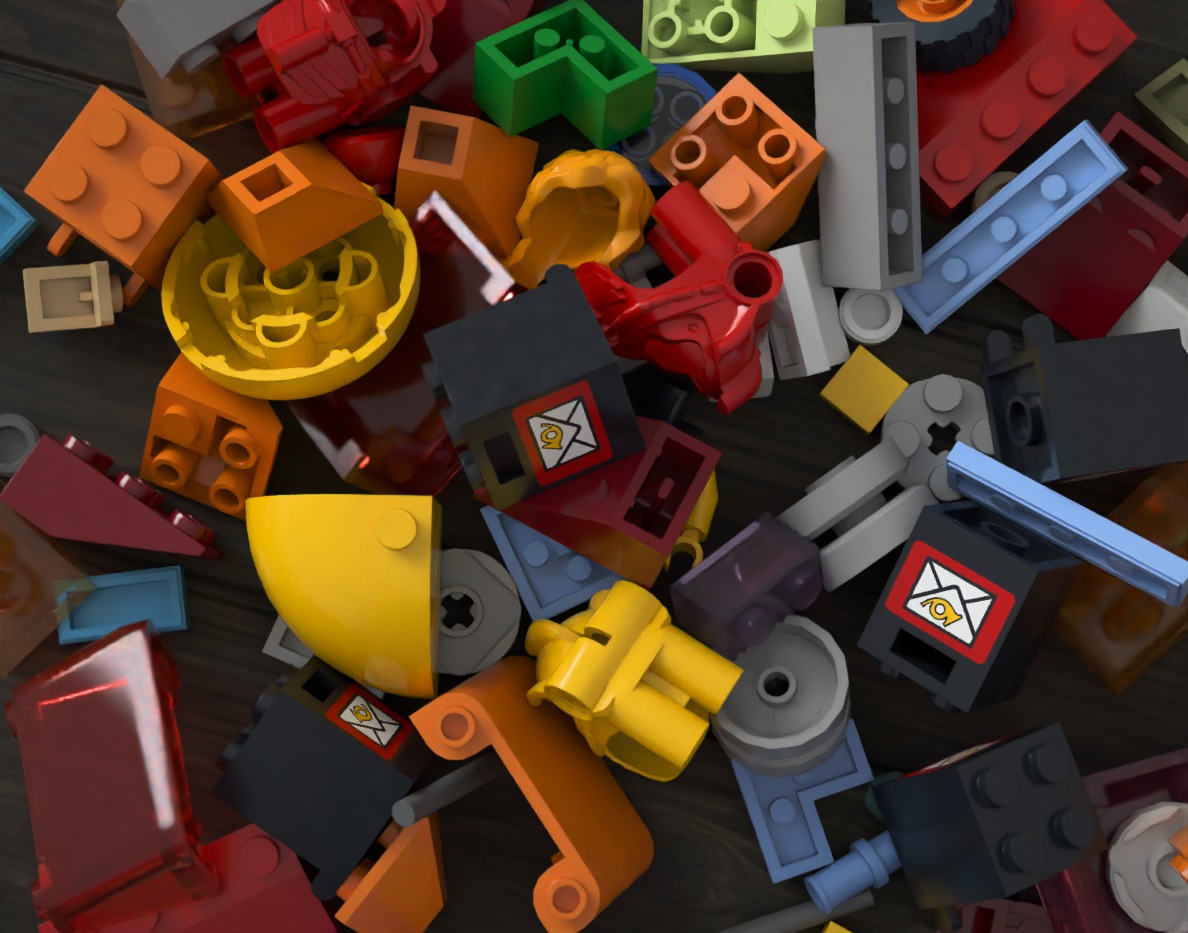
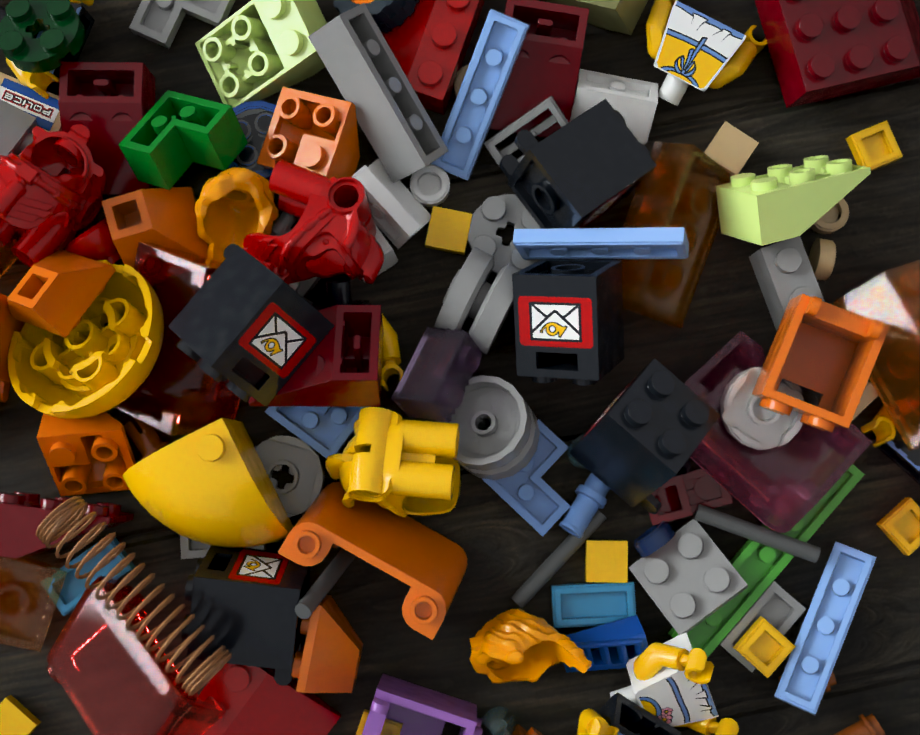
camera: 25 degrees left, 0 degrees up
(142, 521) = (67, 519): none -> medium nougat piece
(299, 467) = (148, 441): none -> dark orange pin
(1099, 311) = (558, 116): none -> light grey tile

